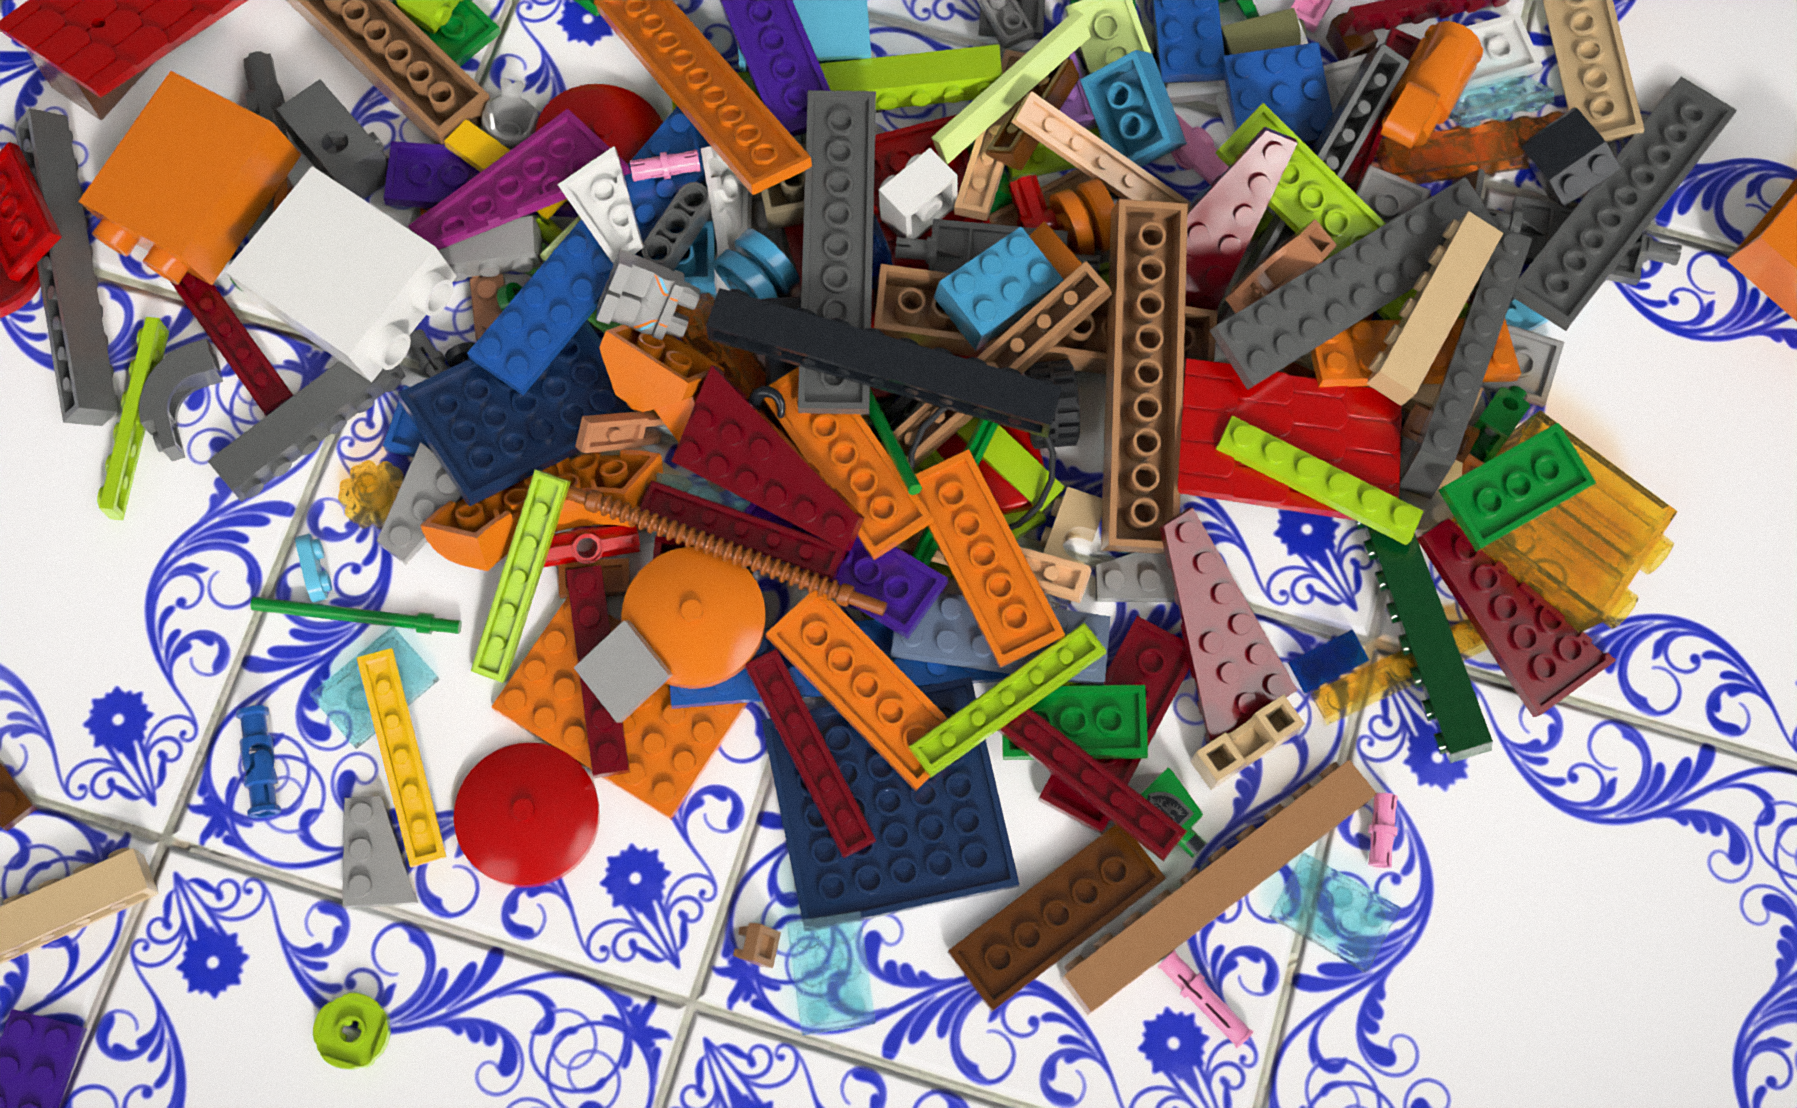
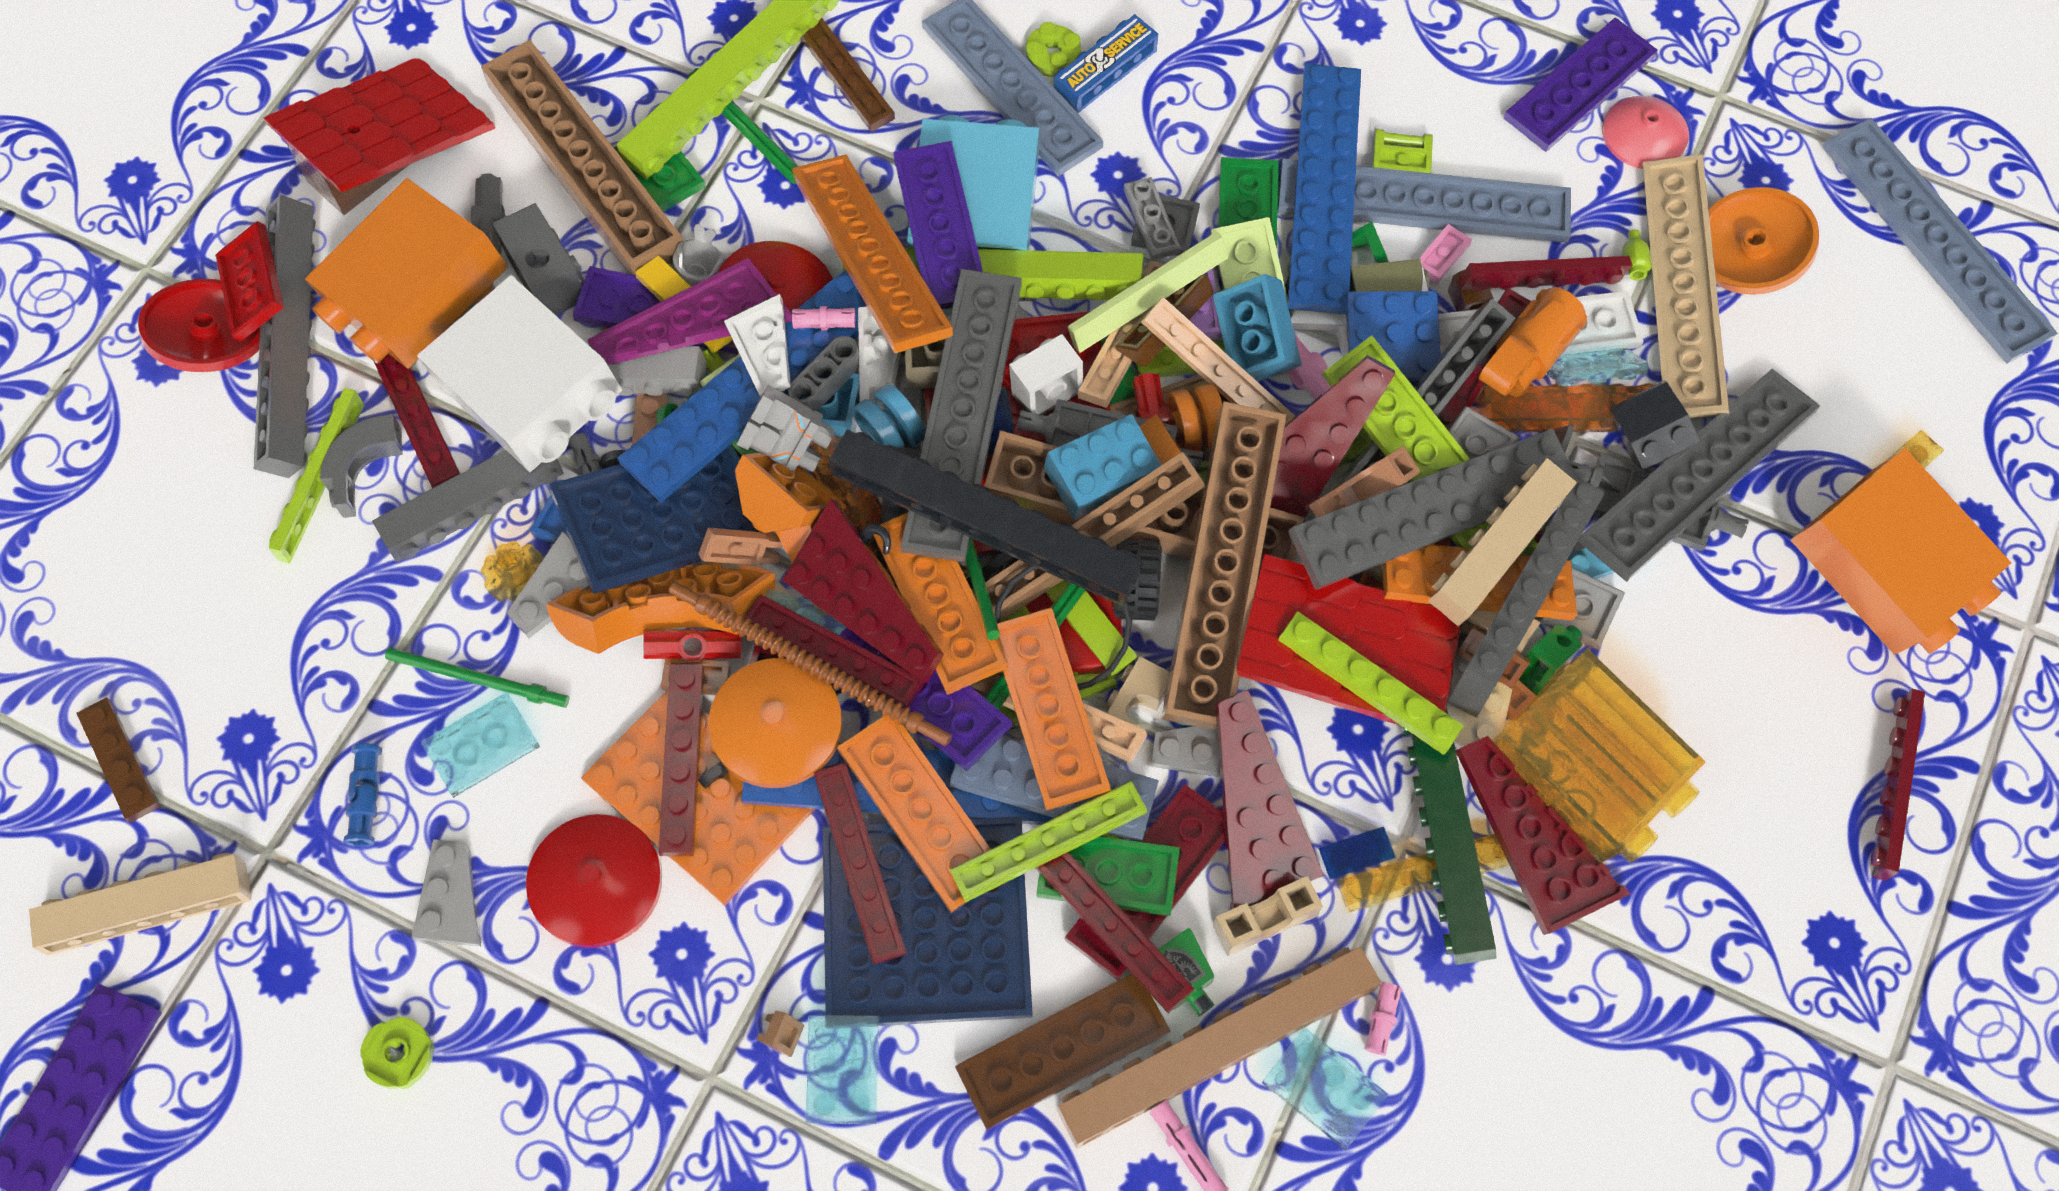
camera: 10 degrees right, 5 degrees down
(316, 580) = (446, 638): medium azure plate -> none
(401, 758) = (490, 811): yellow plate -> none
(520, 576) = (627, 663): lime tile -> none
(623, 671) = (701, 761): light grey tile -> none
(1517, 486) = (1554, 715): green plate -> none

